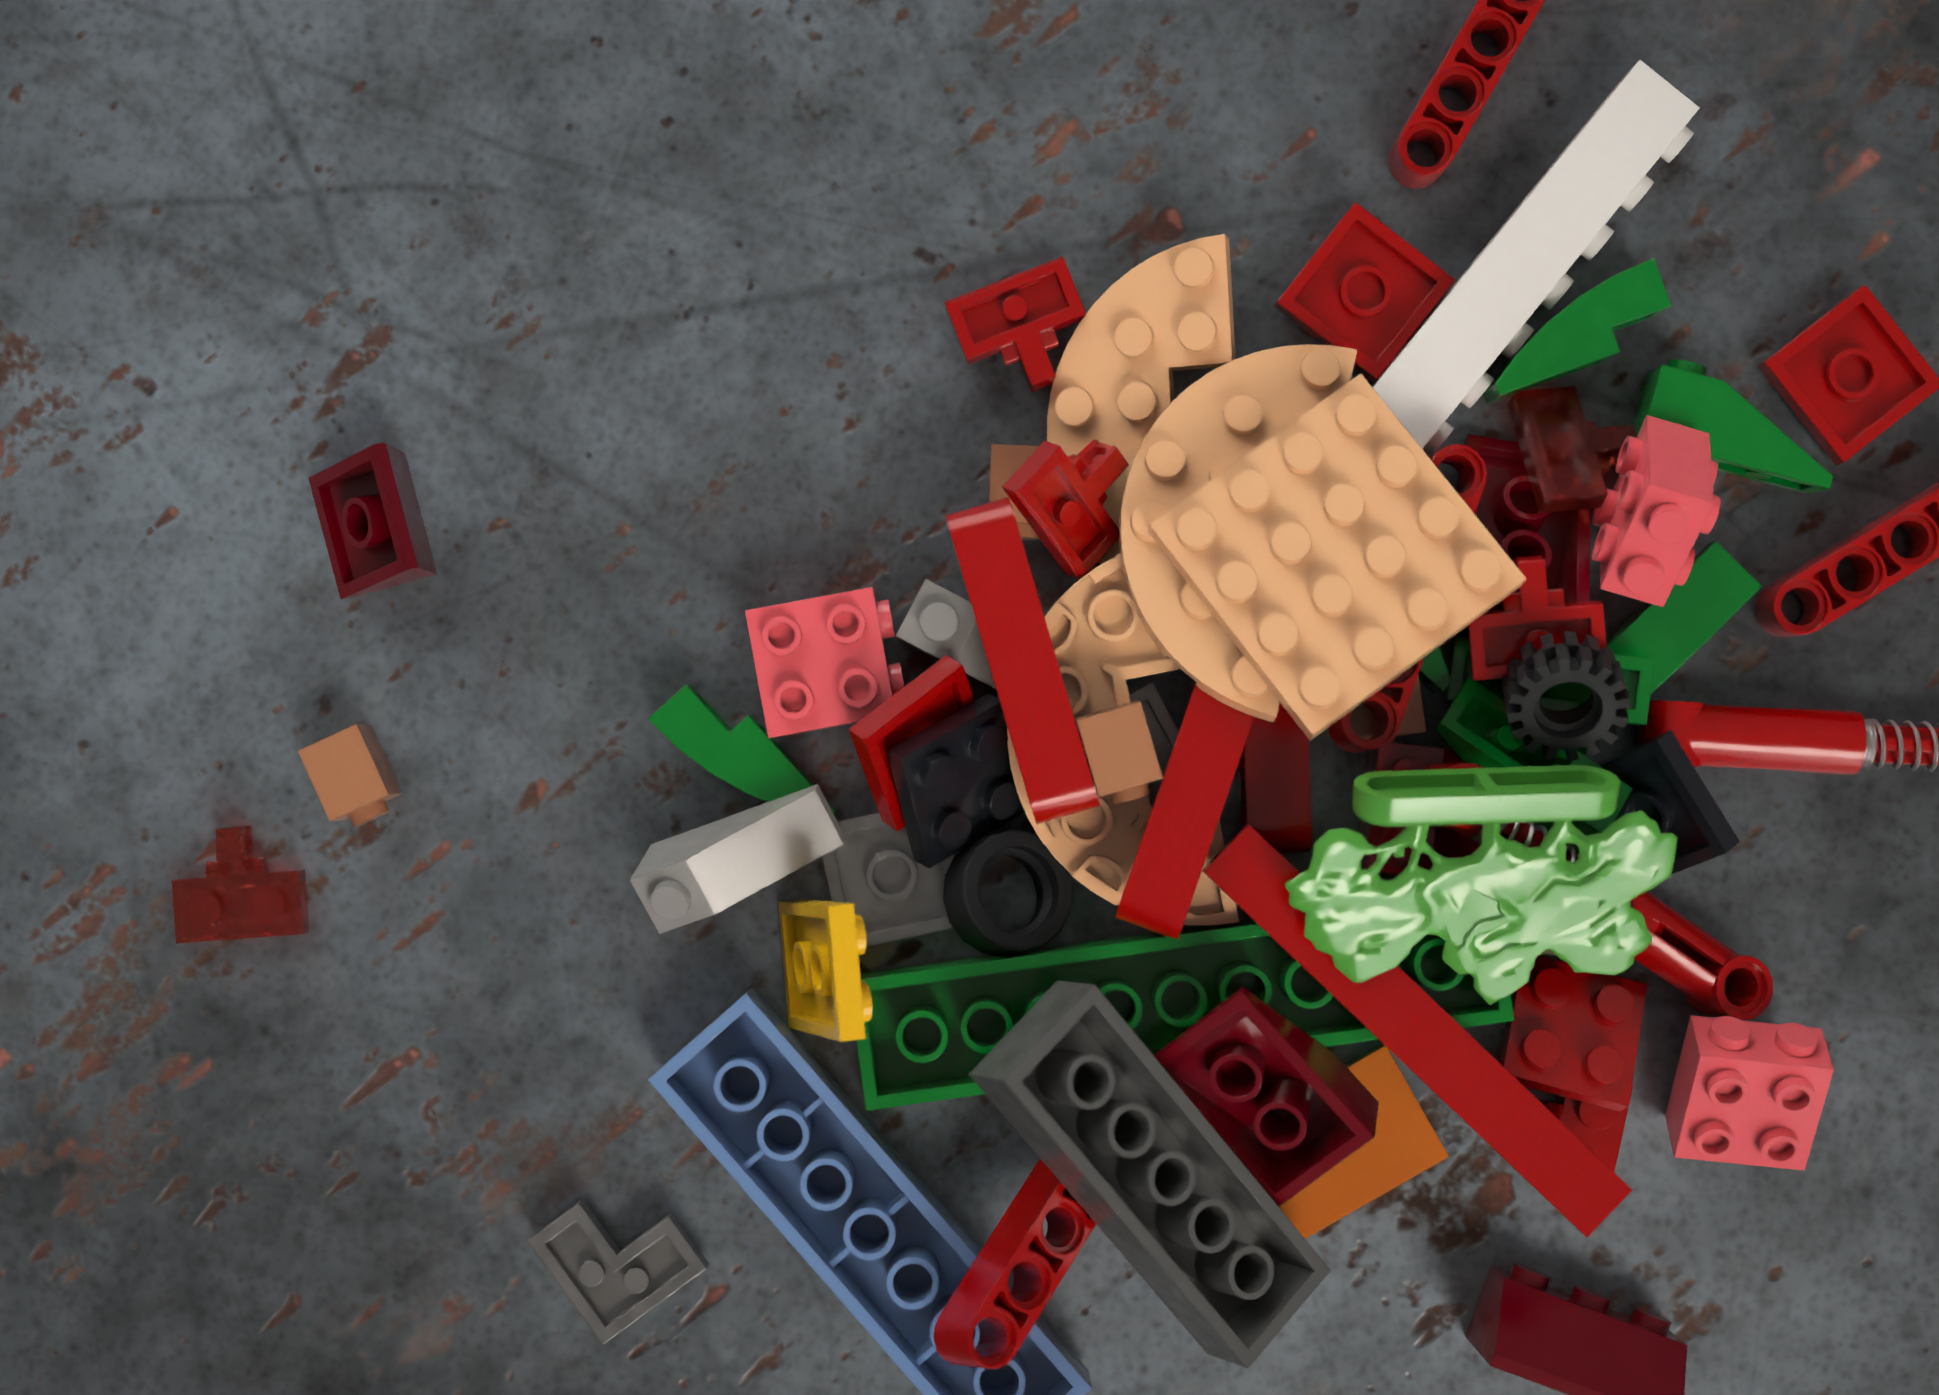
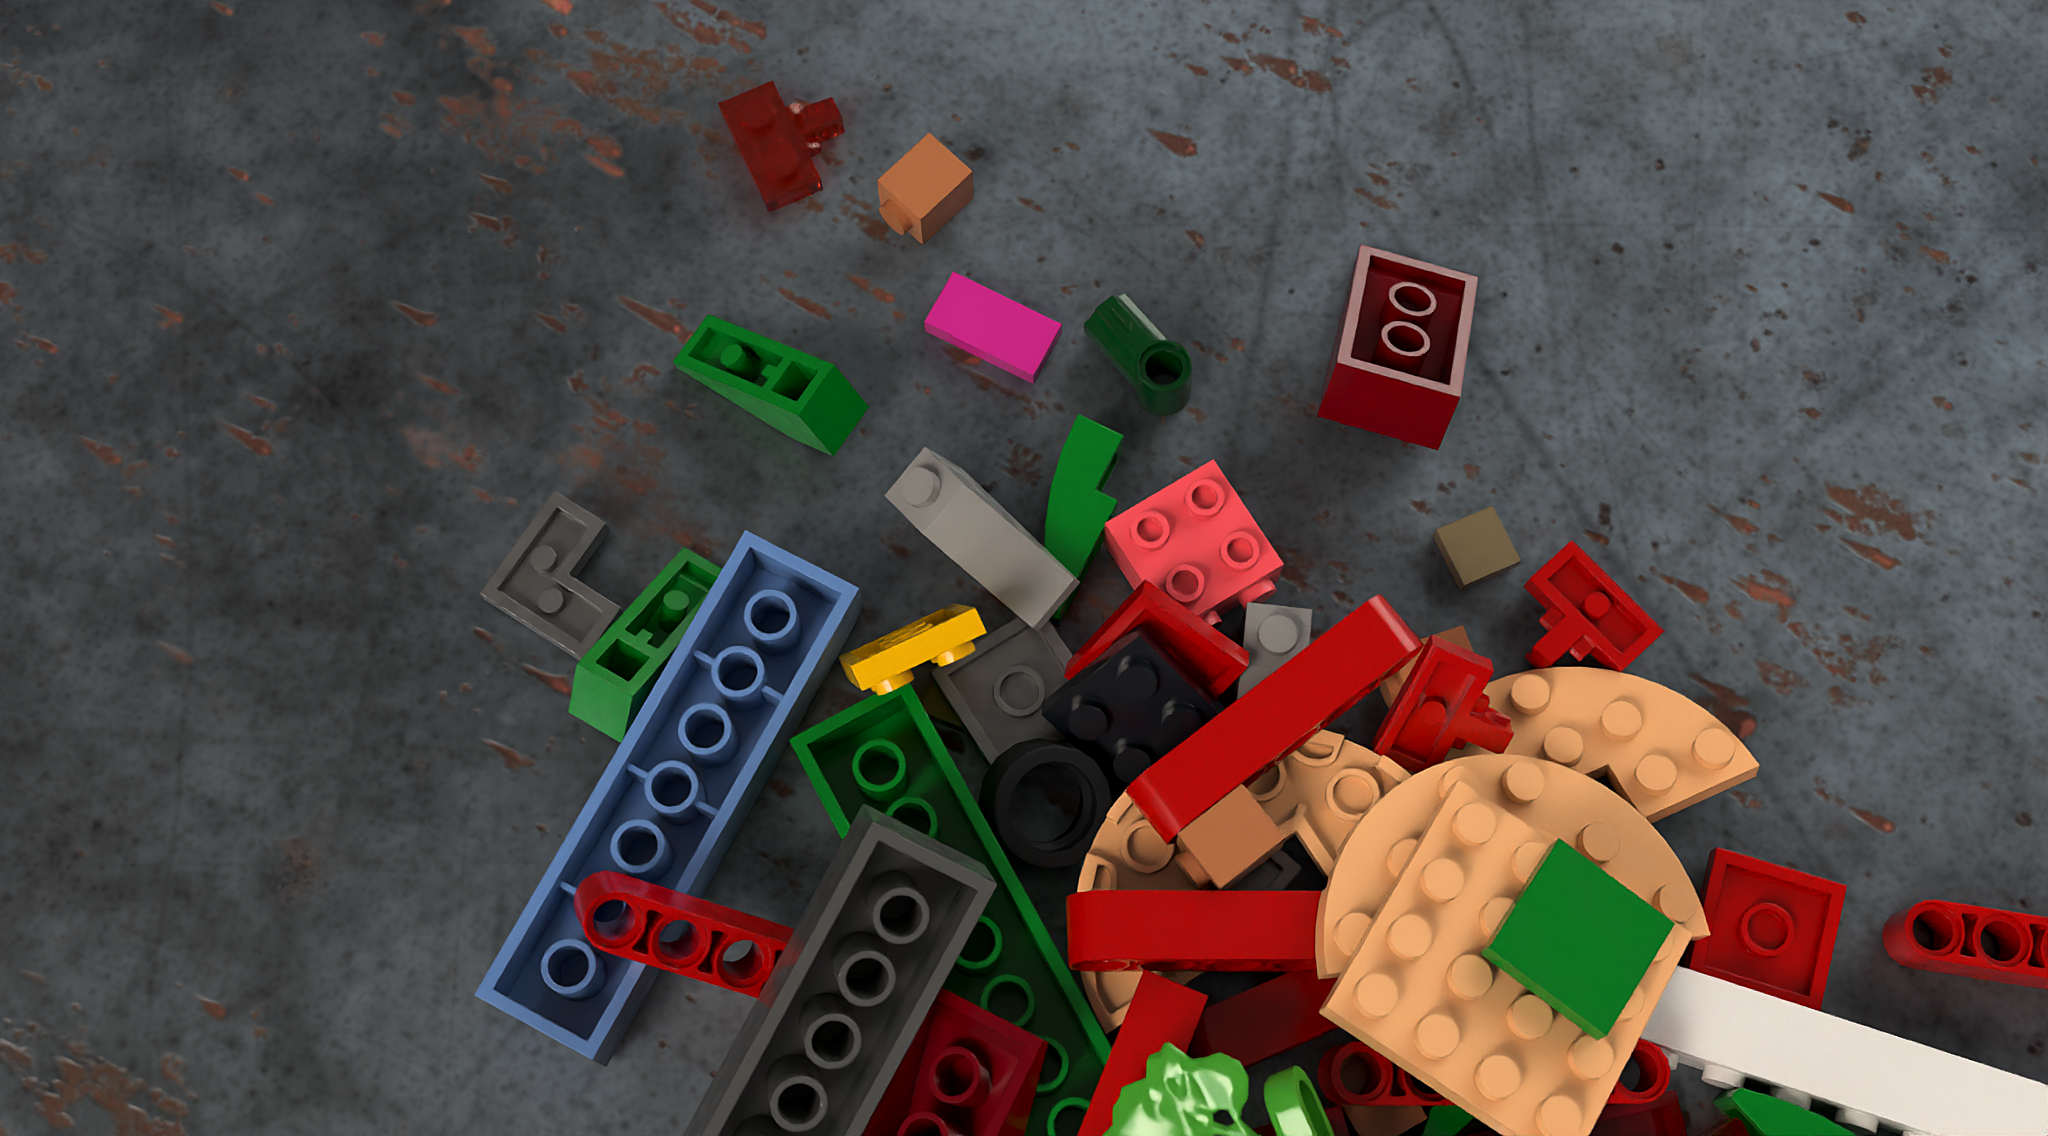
camera: 65 degrees right, 15 degrees down
(372, 521) = (1157, 131): dark red slope -> none
(495, 995) = (774, 382): none -> green slope
(517, 759) = (993, 327): none -> dark pink tile
(599, 631) = (1140, 351): none -> dark green piece
(690, 379) = (1400, 348): none -> dark red slope
(716, 1211) = (631, 655): none -> green slope
(914, 391) = (1476, 548): none -> dark tan tile
(1335, 484) = (1578, 939): none -> green tile

